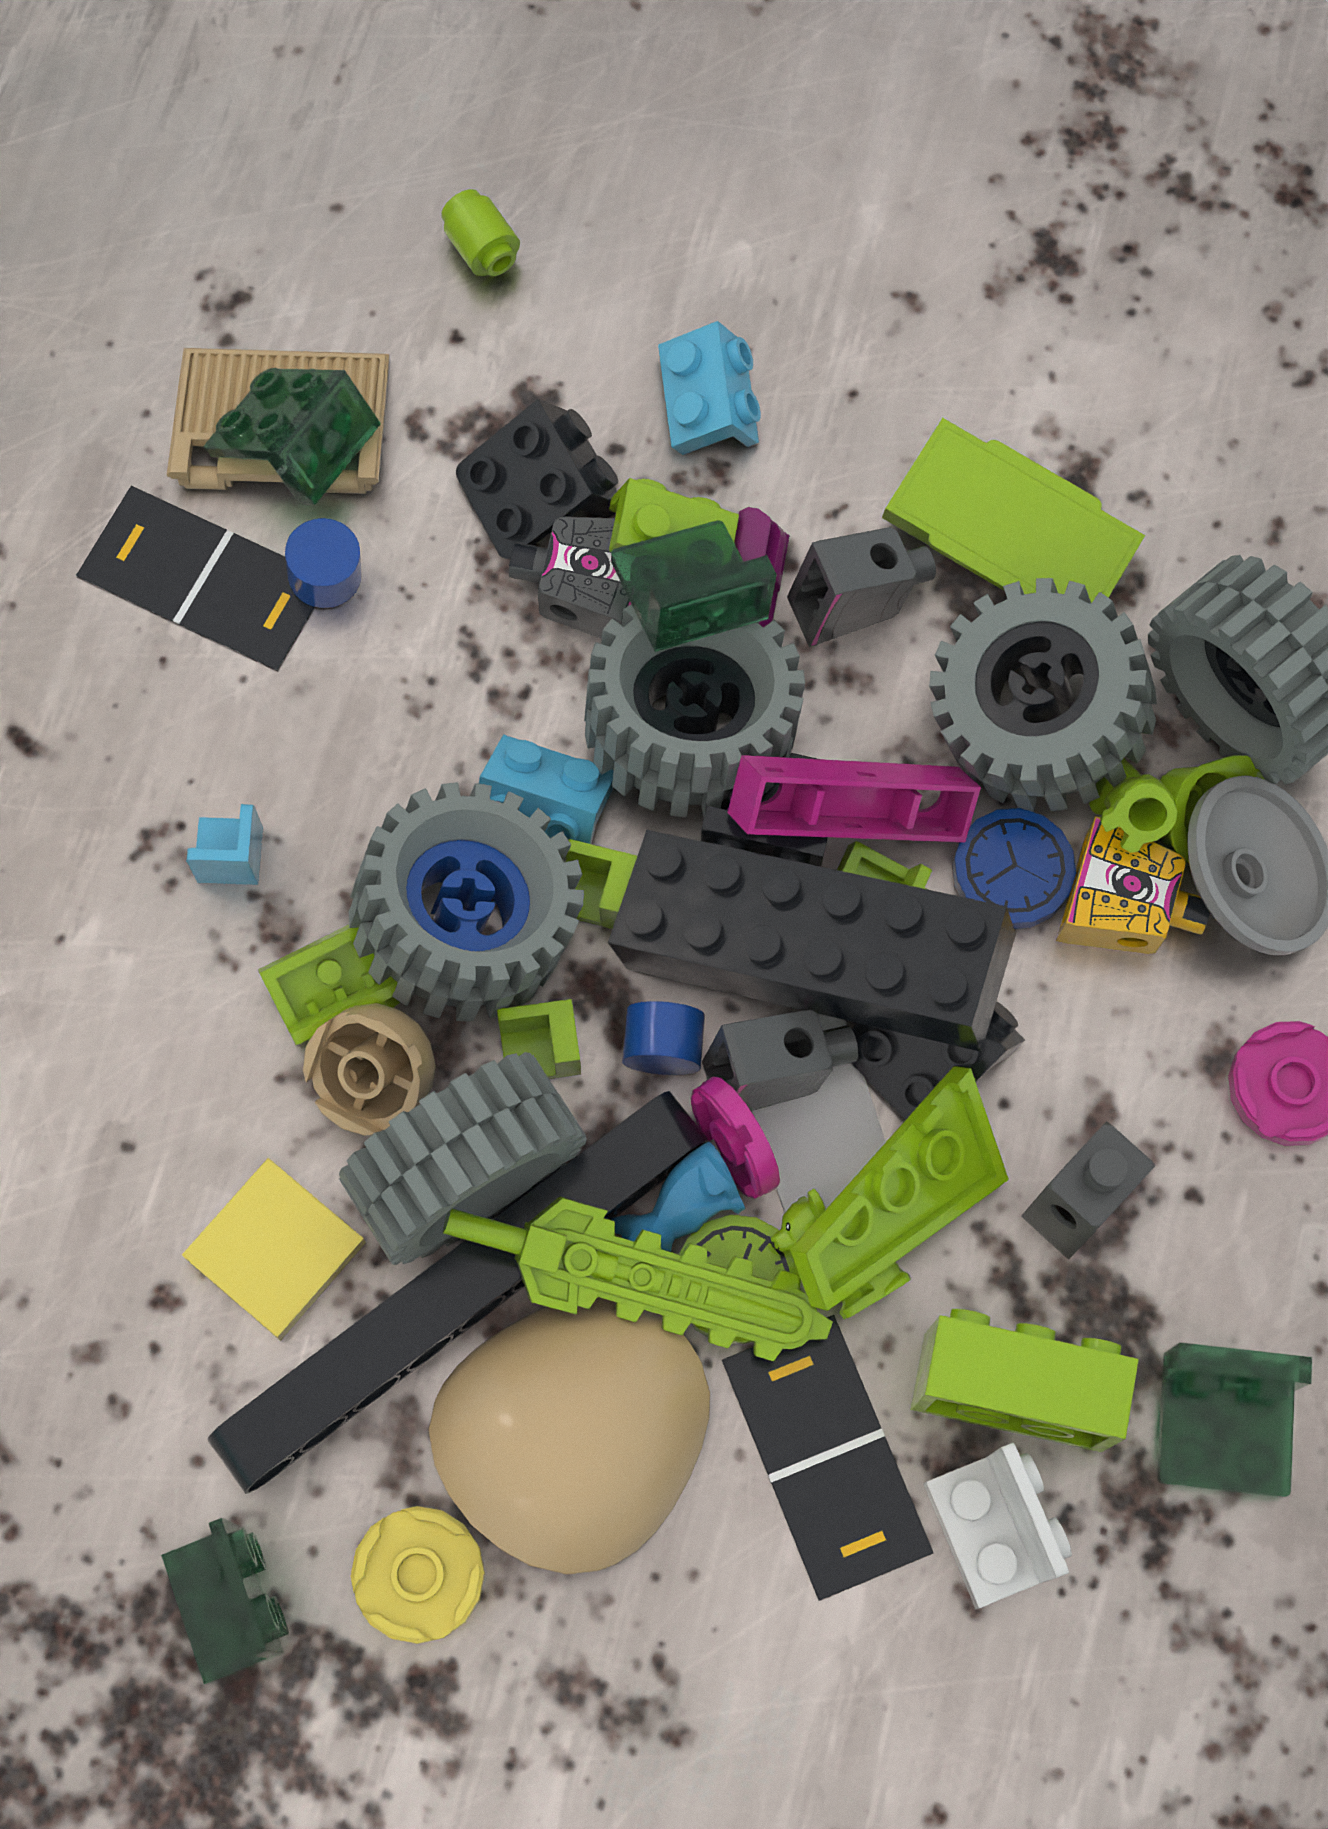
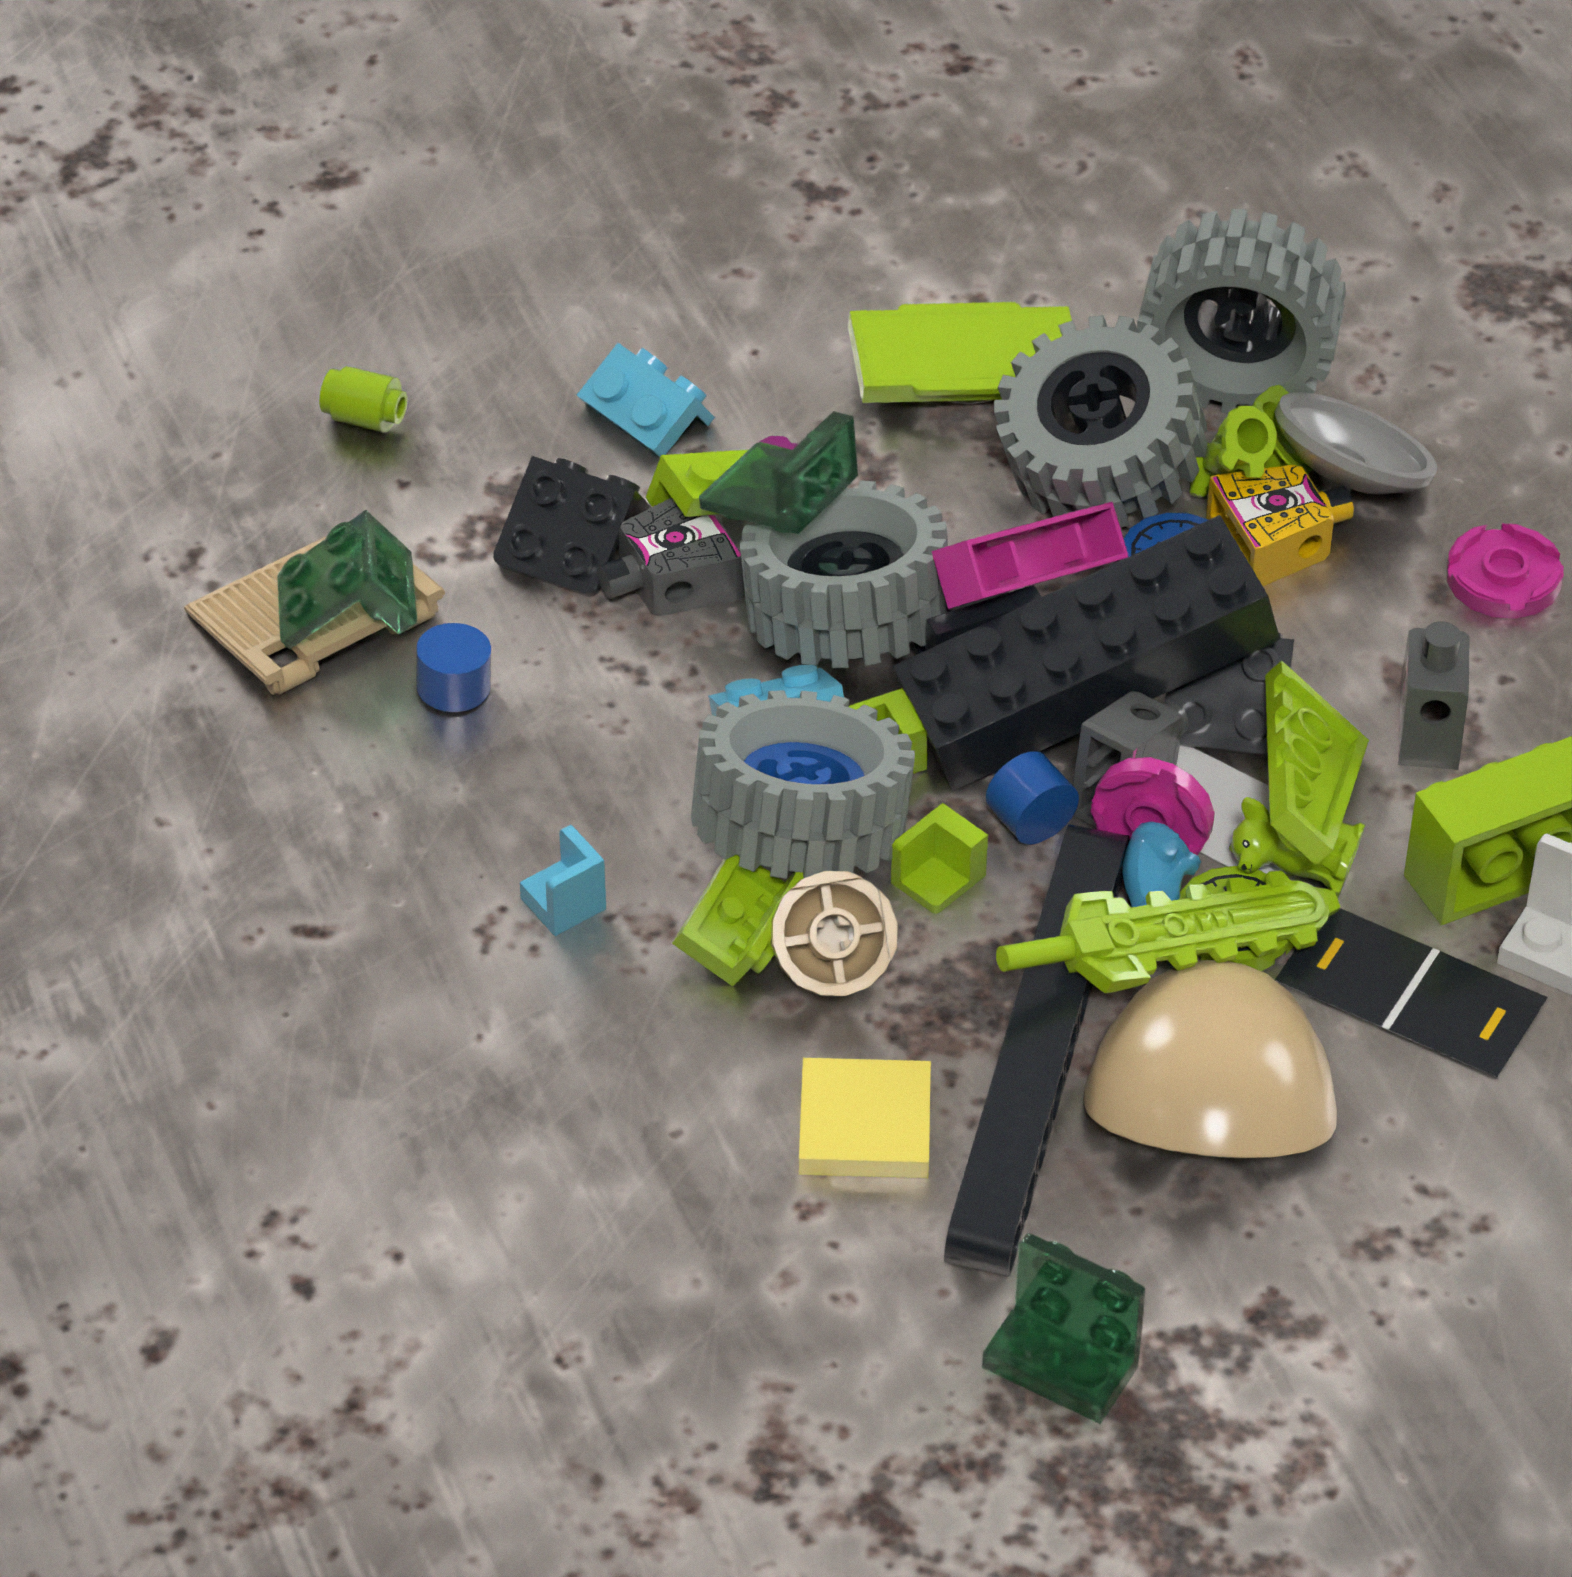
camera: 35 degrees left, 25 degrees down
(198, 577) = (349, 745): black sticker -> none
(417, 1575) = (1190, 1246): light yellow tile -> none
(461, 1150) = (971, 899): light grey wheel -> none
(855, 582) = (894, 434): dark grey torso -> none

